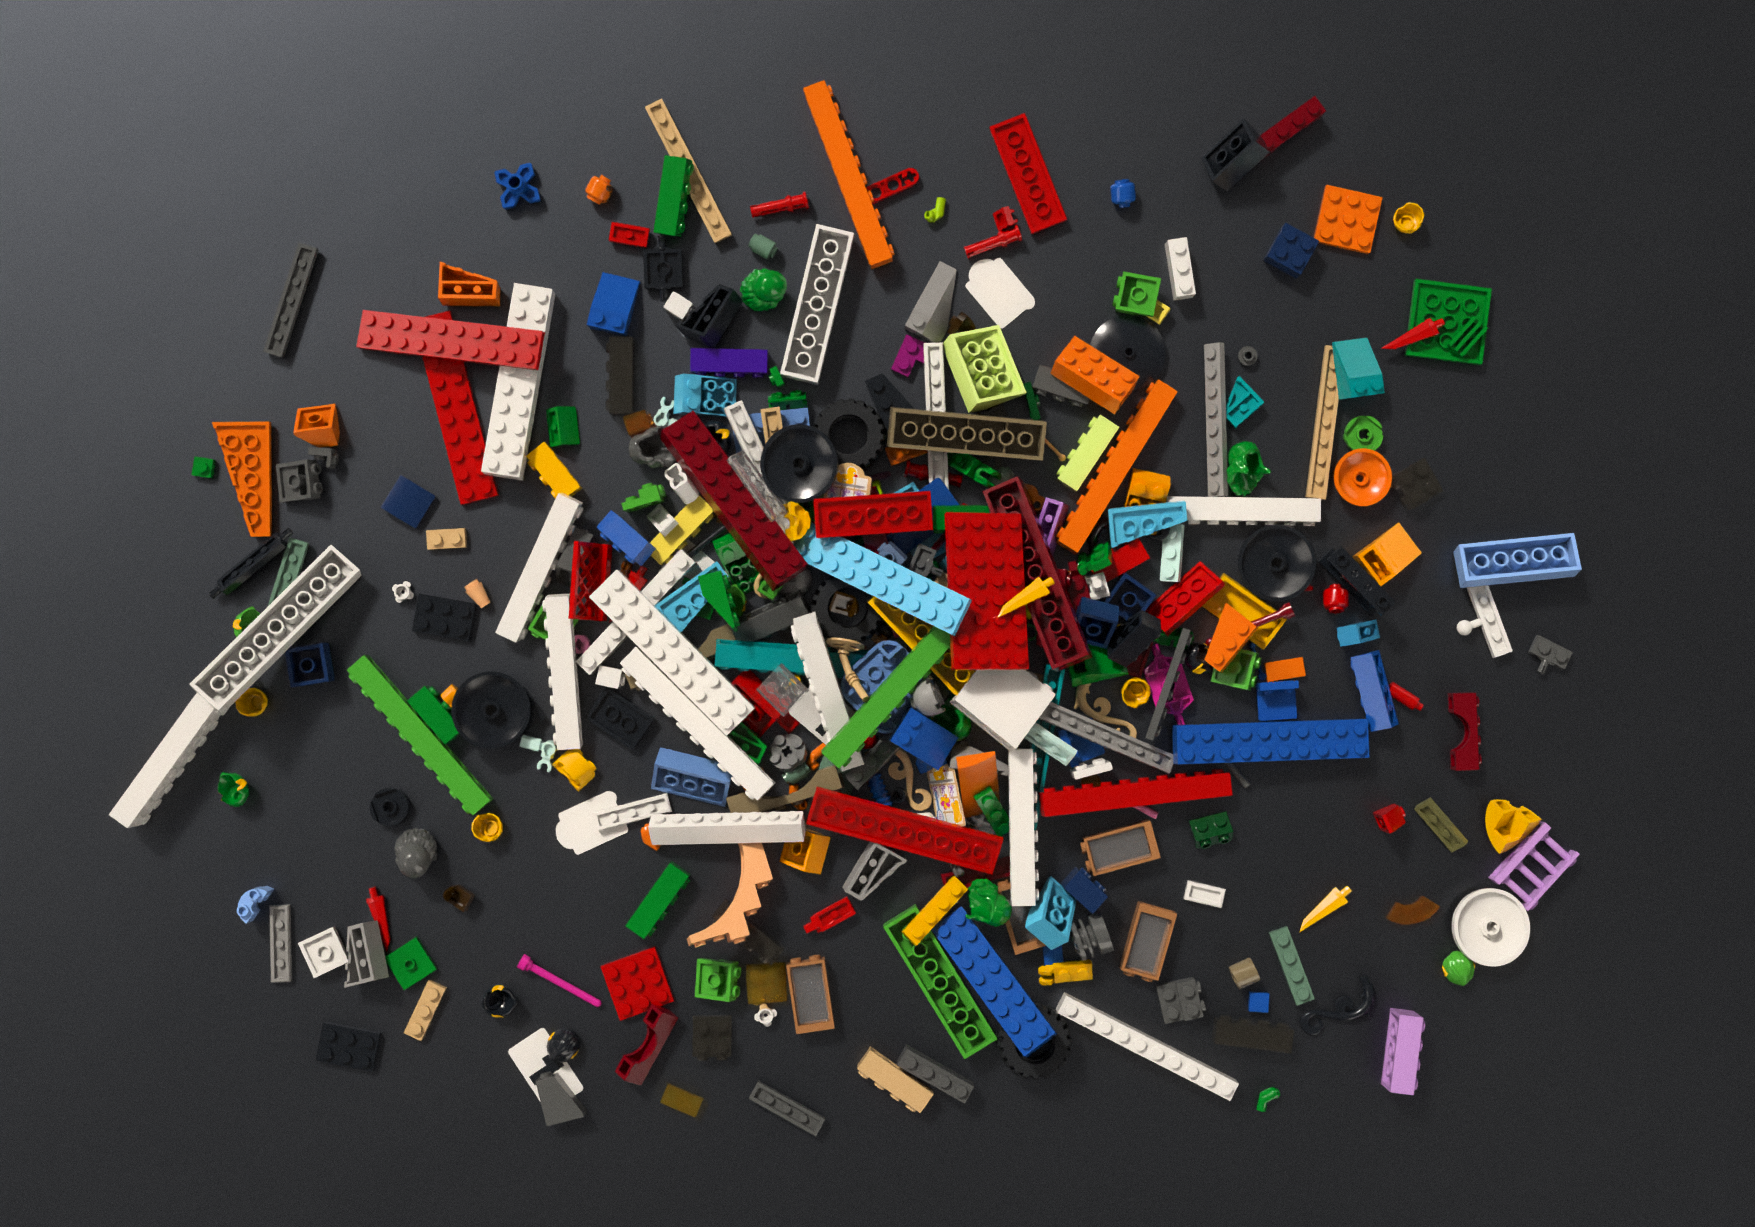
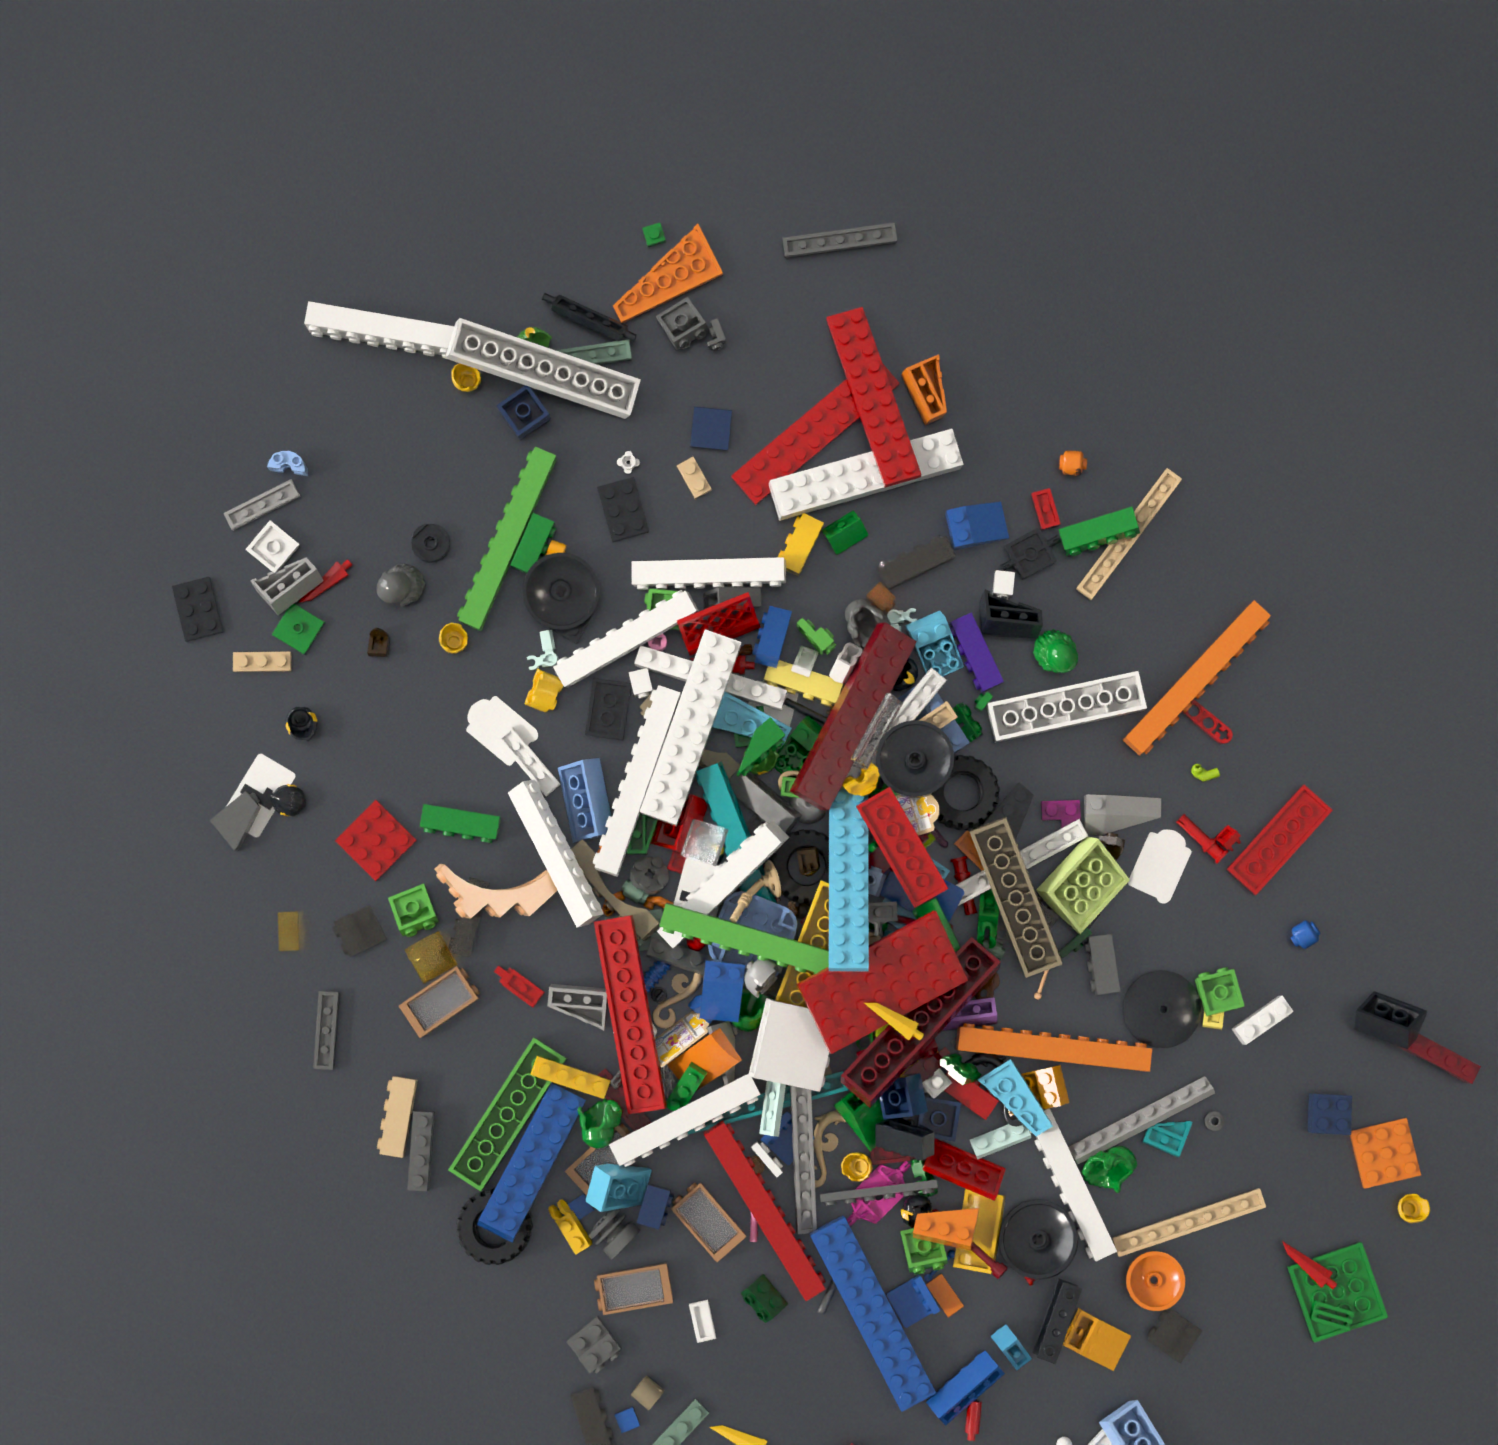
camera: 65 degrees right, 5 degrees down
(233, 789) = (380, 397): green hair -> none
(318, 425) = (740, 317): orange slope -> none
(477, 593) = (659, 528): light nougat cone -> none
(522, 177) = (1039, 398): blue plant -> none
(527, 964) = (346, 732): dark pink piece -> none
(636, 1065) = (302, 875): dark red arch -> none
(646, 837) = (511, 785): orange arm -> none
(760, 1015) = (406, 969): white plate -> none
(763, 246) = (1094, 633): sand green brick -> none
(789, 203) = (1144, 638): red pin -> none
(806, 855) = (566, 937): light orange slope -> none
(1087, 453) = (1053, 1016): yellowish green brick -> none
(1094, 374) = (1126, 987): orange brick -> none
(1147, 1046) = (537, 1334): white brick -> none
(1335, 599) = (1032, 1311): red head -> none
(1356, 369) = (1251, 1227): teal slope -> none
(1361, 423) = (1205, 1257): bright green plate -> none

